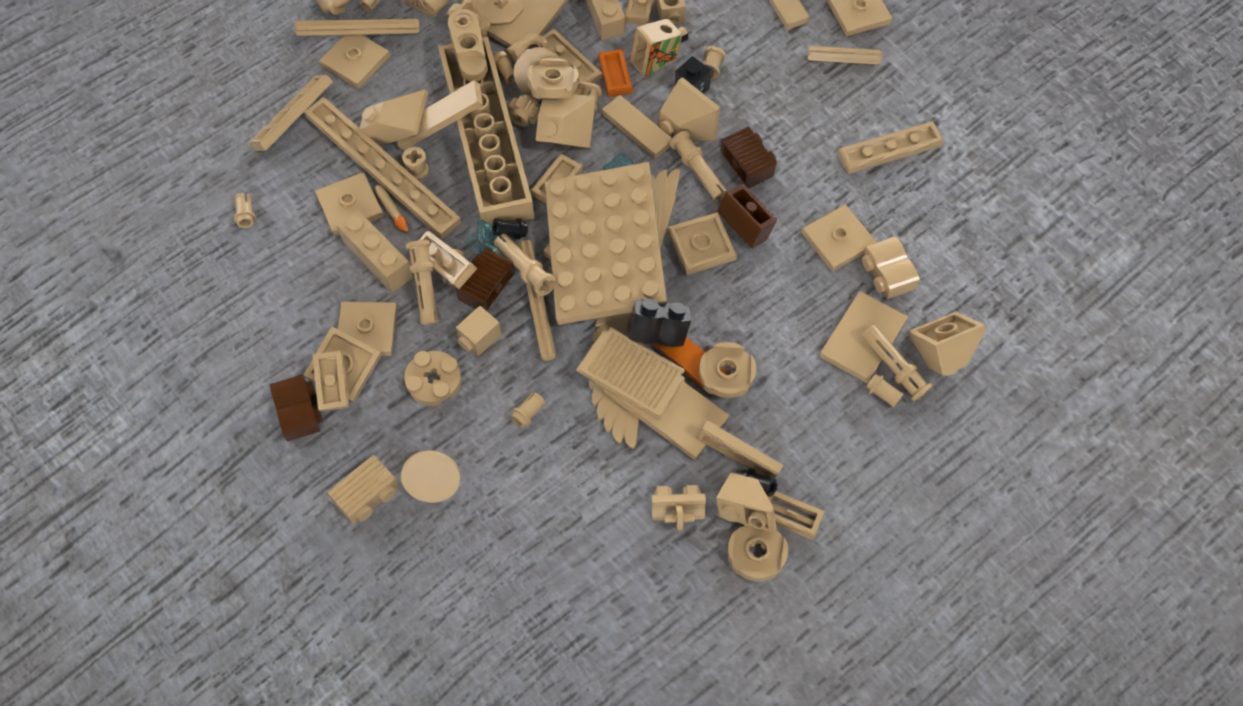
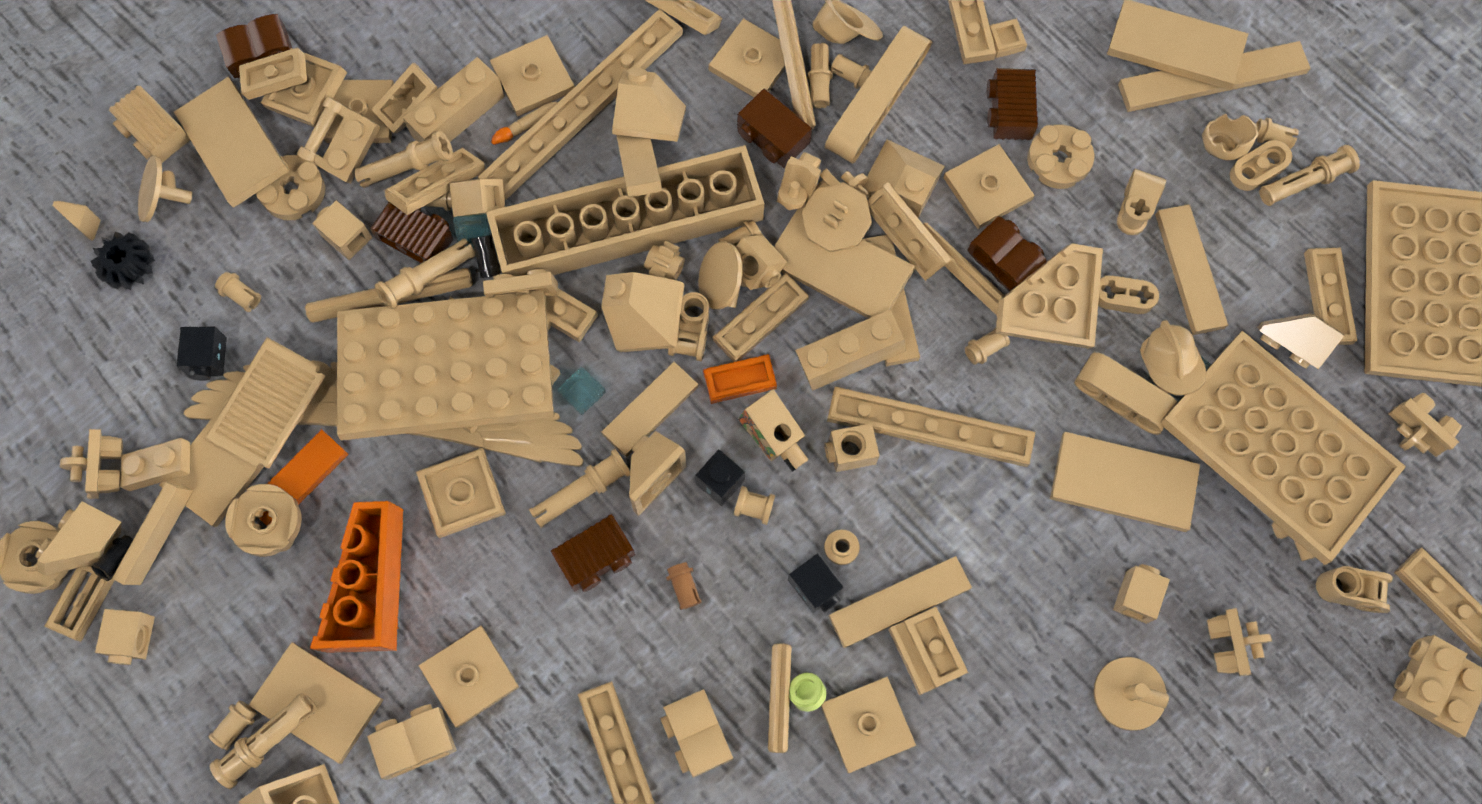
camera: 85 degrees right, 10 degrees up
(365, 281) = (404, 96): none -> tan slope
(366, 13) = (819, 76): none -> tan axle
(388, 419) = (231, 142): none -> tan tile
(401, 329) = (348, 144): none -> tan plate
(414, 160) = (576, 137): tan bush -> none
(417, 42) = (773, 128): none -> reddish brown brick
(450, 542) = (80, 217): none -> tan slope
(461, 229) = (476, 196): none -> tan brick
(468, 44) = (705, 184): tan piece -> none
(483, 498) = (122, 260): none -> black gear
(540, 183) = (534, 281): none -> tan plate
(543, 86) = (679, 300): tan plate -> none
(582, 431) = (201, 352): none -> black brick
(659, 323) = (320, 443): black brick -> none
(679, 458) = (155, 464): none -> tan plate
(740, 17) = (838, 557): none -> tan plate
(746, 215) = (488, 547): reddish brown brick -> none
(767, 29) = (816, 584): none -> black brick
(770, 105) = (684, 585): none -> medium nougat pin
(776, 297) = (365, 584): none -> orange wedge
(821, 470) = (124, 635): none -> tan brick
(840, 37) = (807, 692): none -> yellowish green tile
(872, 97) = (697, 734): none -> tan brick

